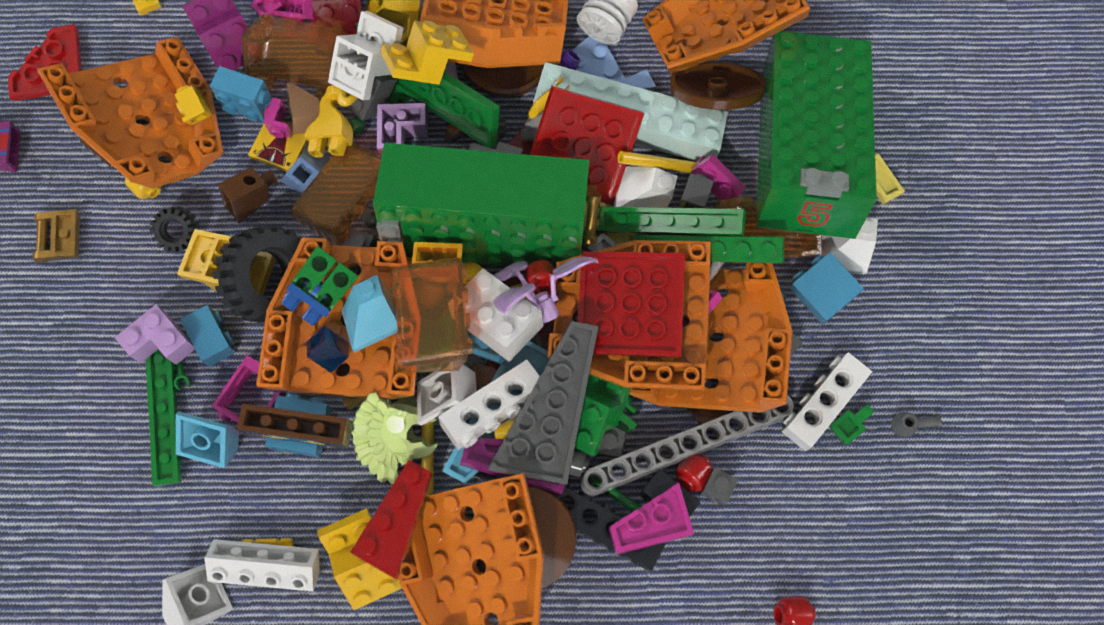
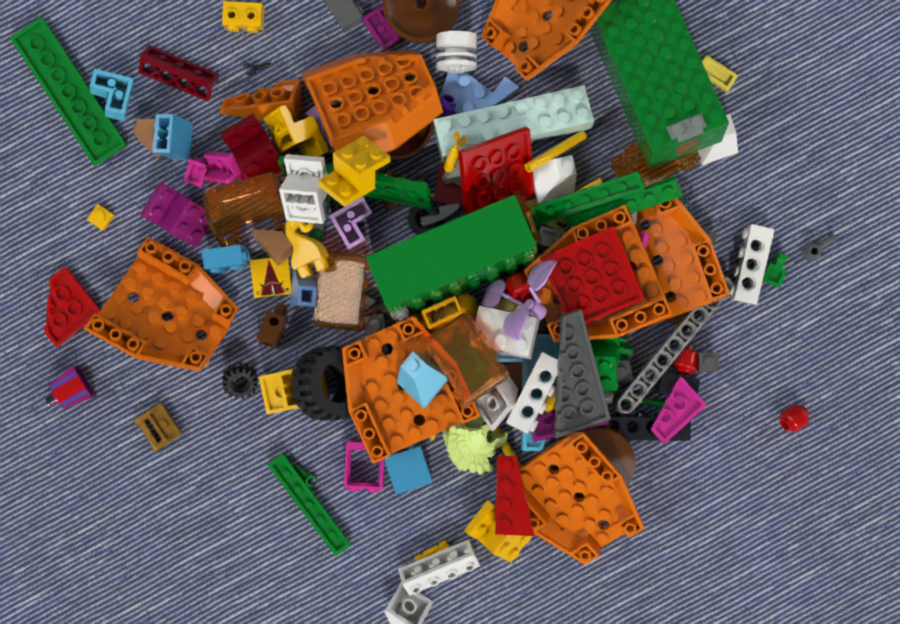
camera: 25 degrees left, 15 degrees up
(154, 332) = (277, 458): lavender brick -> none
(192, 105) = (196, 286): yellow brick -> none
(205, 440) = (354, 511): medium azure slope -> none
(208, 335) = (309, 440): dark azure brick -> none
(274, 117) = (256, 260): dark pink bracket -> none
(295, 426) = (412, 474): reddish brown brick -> none
(309, 288) = (375, 376): green hips -> none
(327, 349) = (404, 414): clear blue panel -> none
(696, 191) = (592, 165): dark grey brick -> none
(718, 86) = (572, 73): reddish brown dish -> none
(725, 183) = (601, 141): dark pink bracket -> none
(825, 287) = (715, 183): dark azure brick -> none

